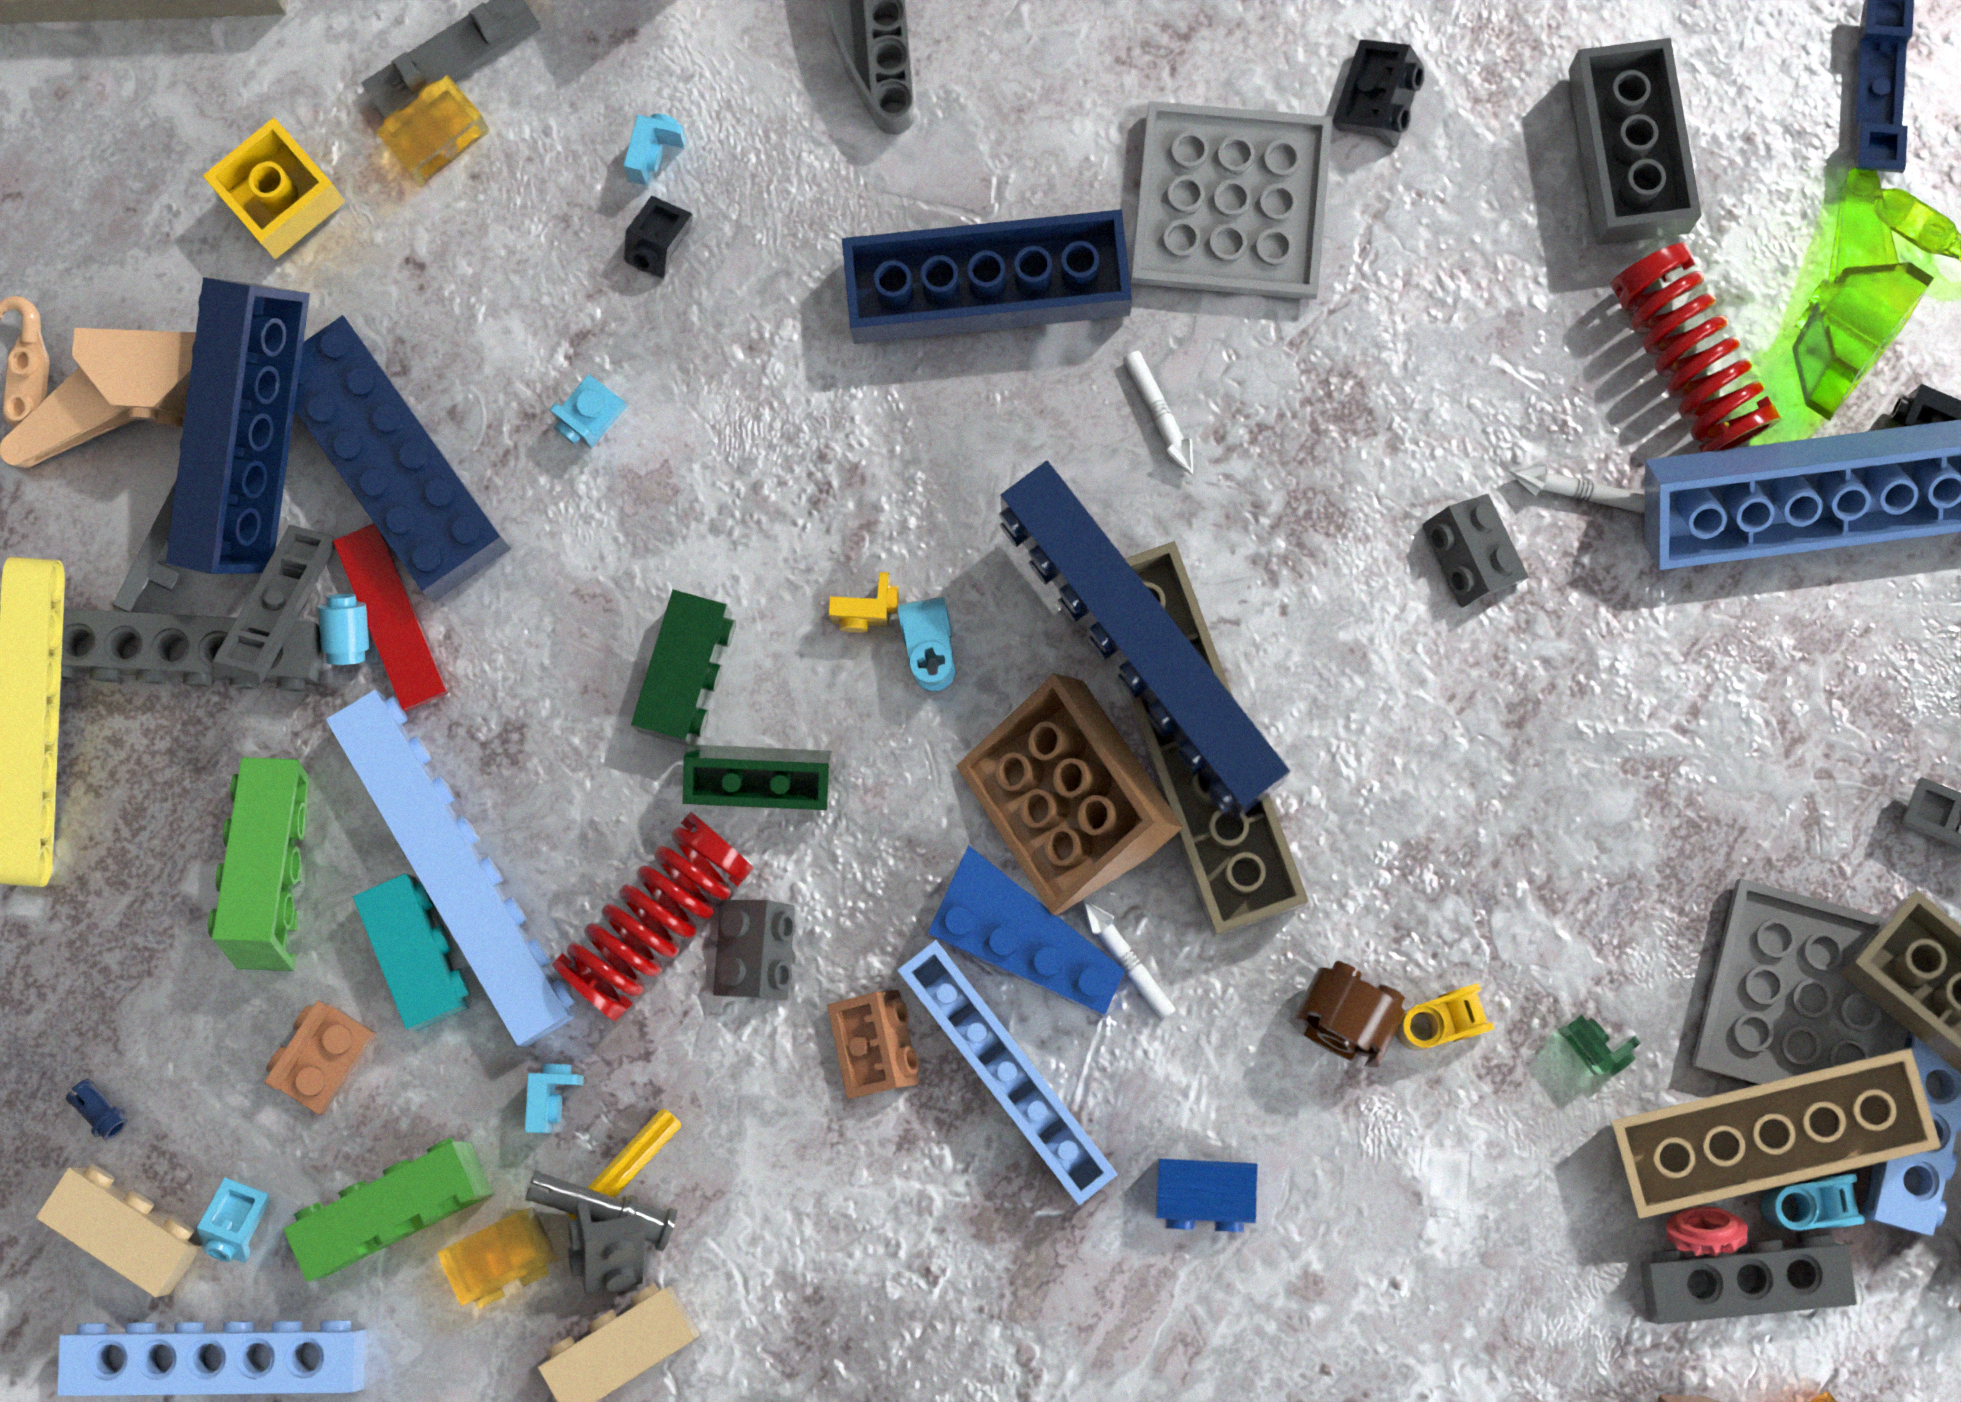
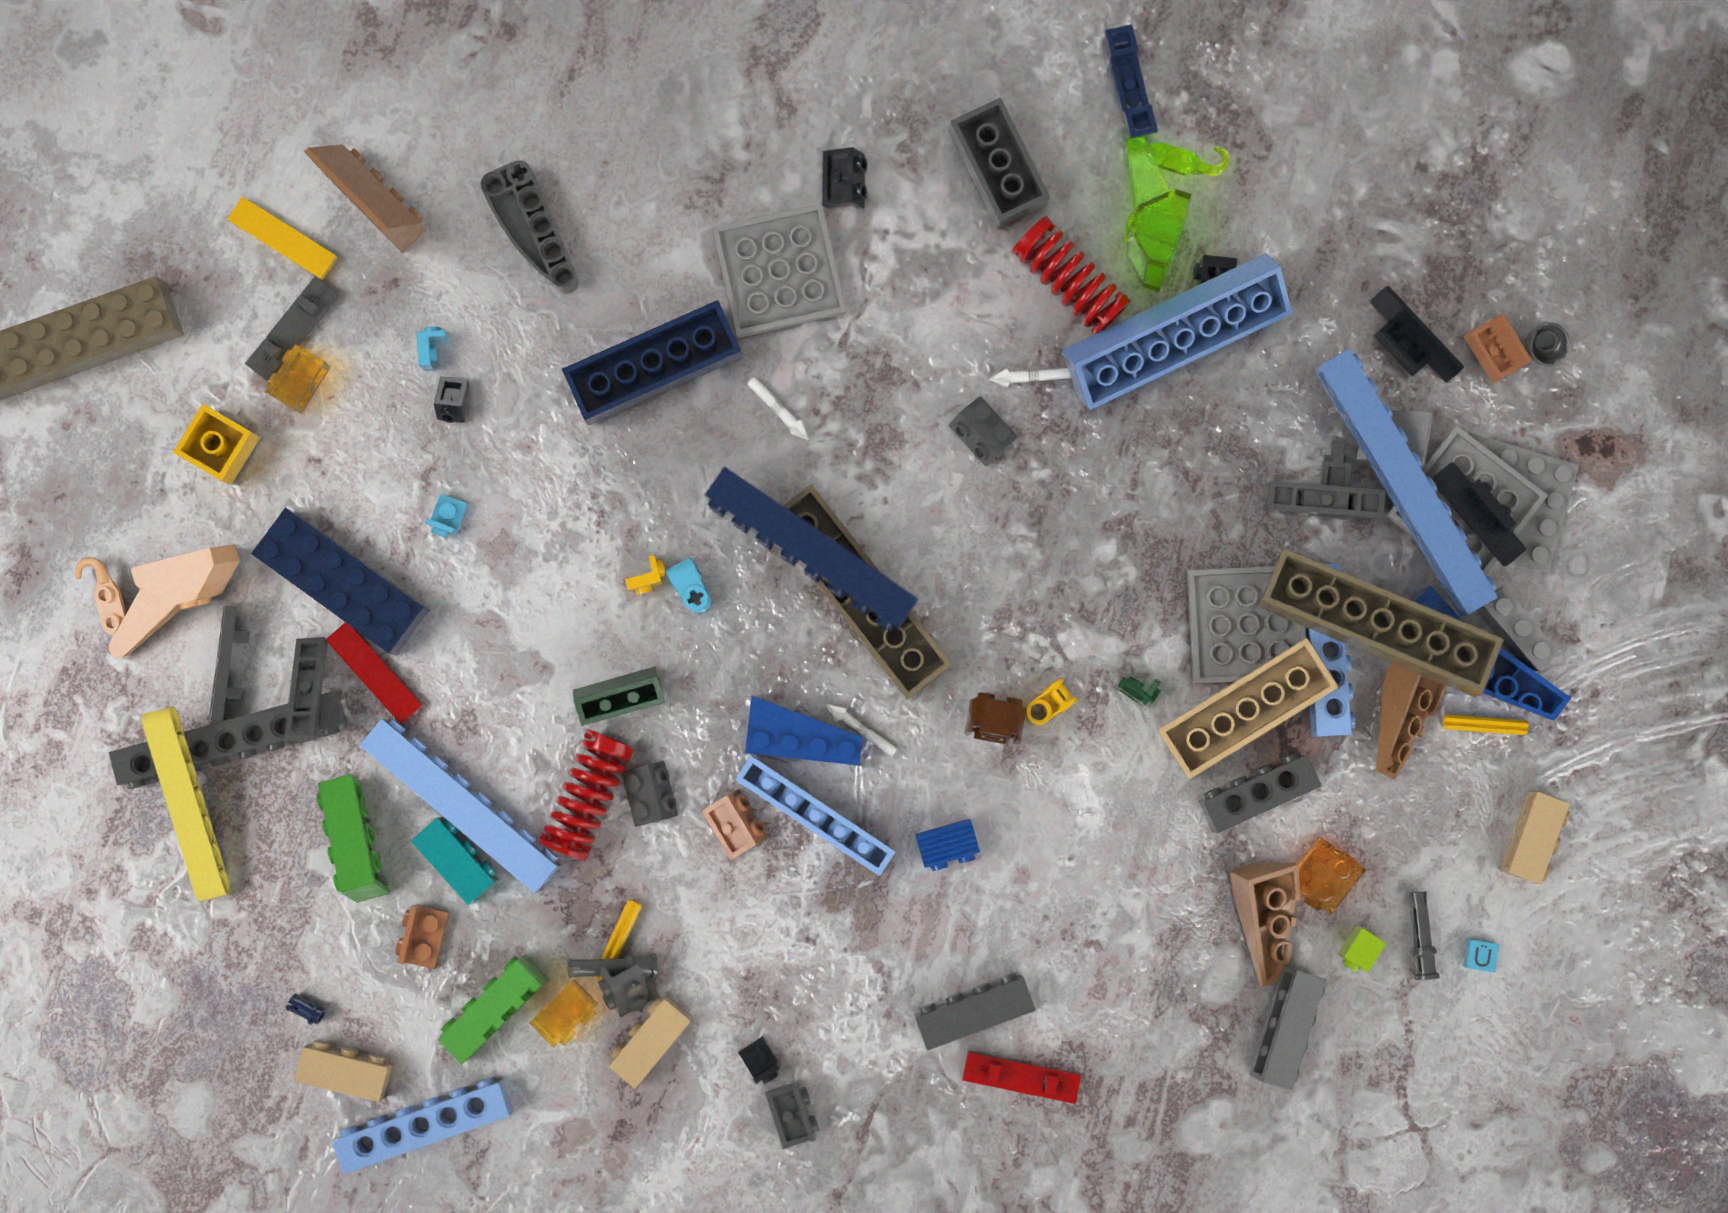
camera: 30 degrees left, 5 degrees up
(232, 1221) = (406, 1044): medium azure bracket -> none
(237, 427) = (248, 594): dark blue brick -> none
(343, 629) = (350, 689): medium azure brick -> none
(542, 1103) = (561, 921): medium azure bracket -> none
(683, 668) = (555, 647): dark green brick -> none
(1067, 793) = (797, 647): medium nougat slope -> none
(1706, 1230) = (1228, 772): coral gear -> none
(1821, 1203) = (1287, 736): medium azure piece -> none

